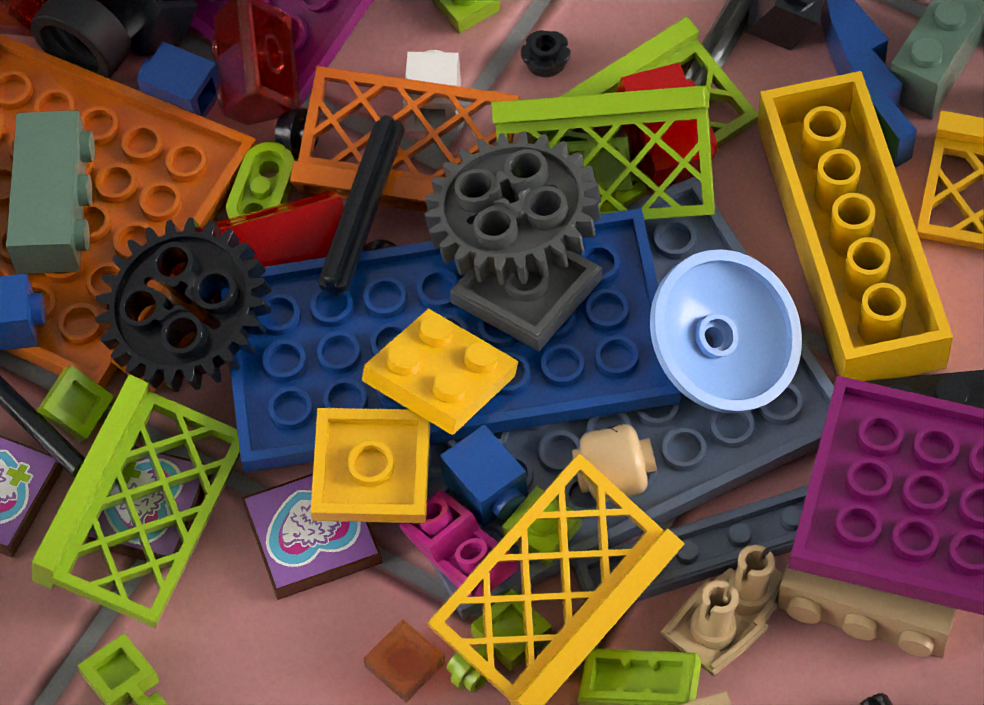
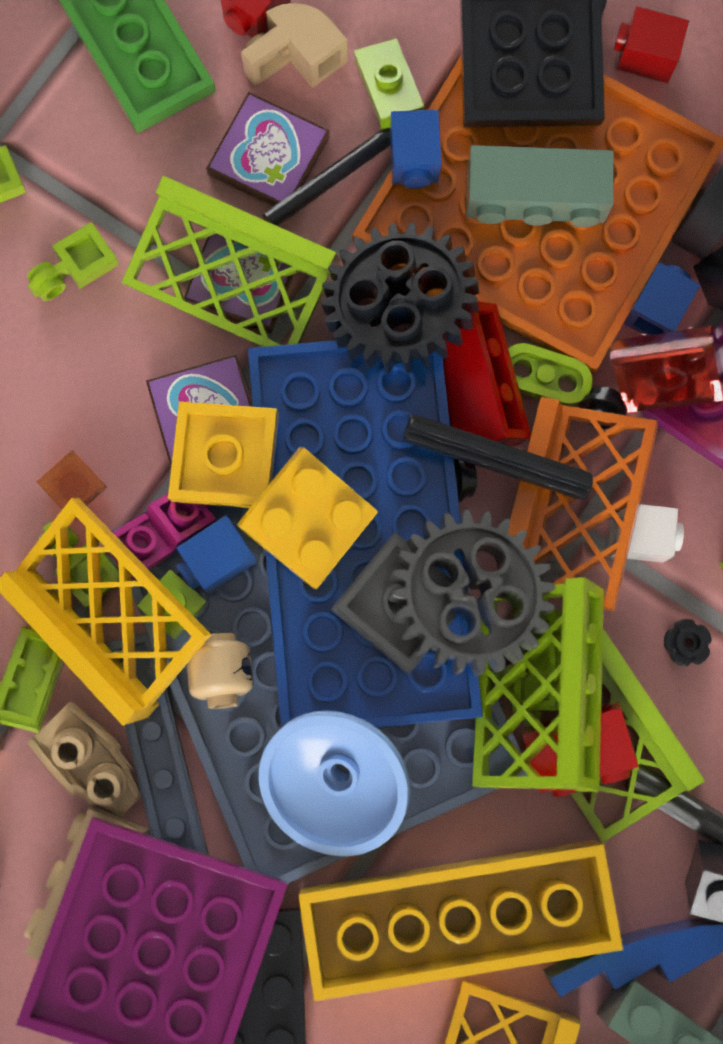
camera: 85 degrees right, 20 degrees up
(75, 403) = (335, 216): lime plate -> none

